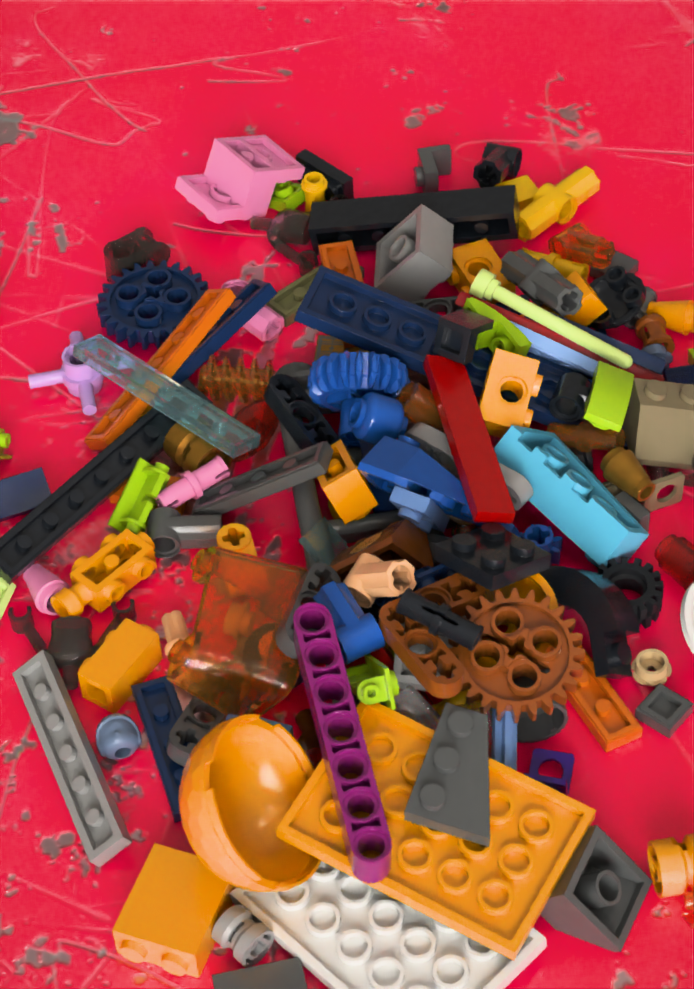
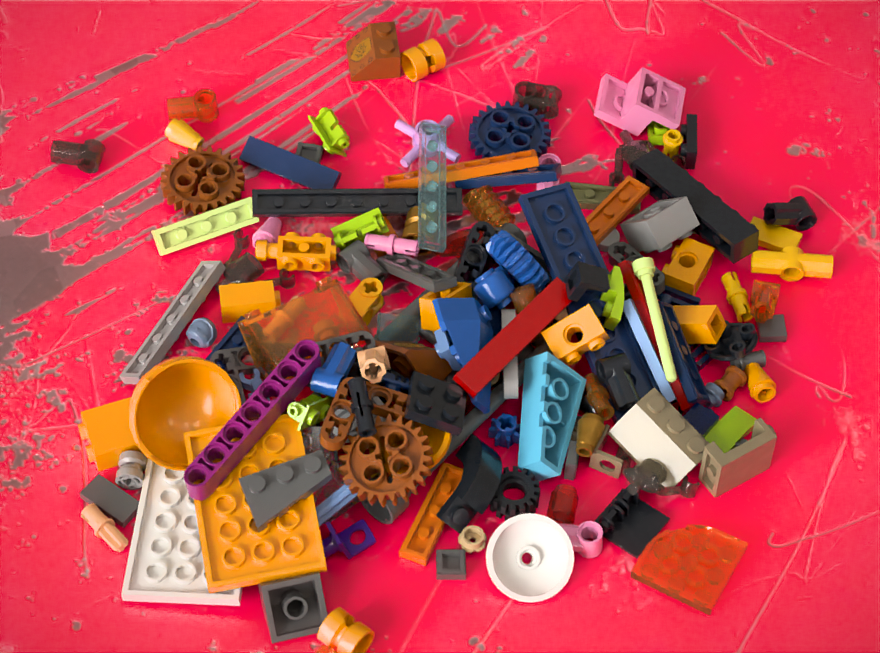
camera: 45 degrees right, 5 degrees up
(432, 163) = (754, 181): dark grey bracket -> none
(541, 282) = (690, 295): dark grey piece -> none
(608, 397) = (623, 383): lime slope -> none

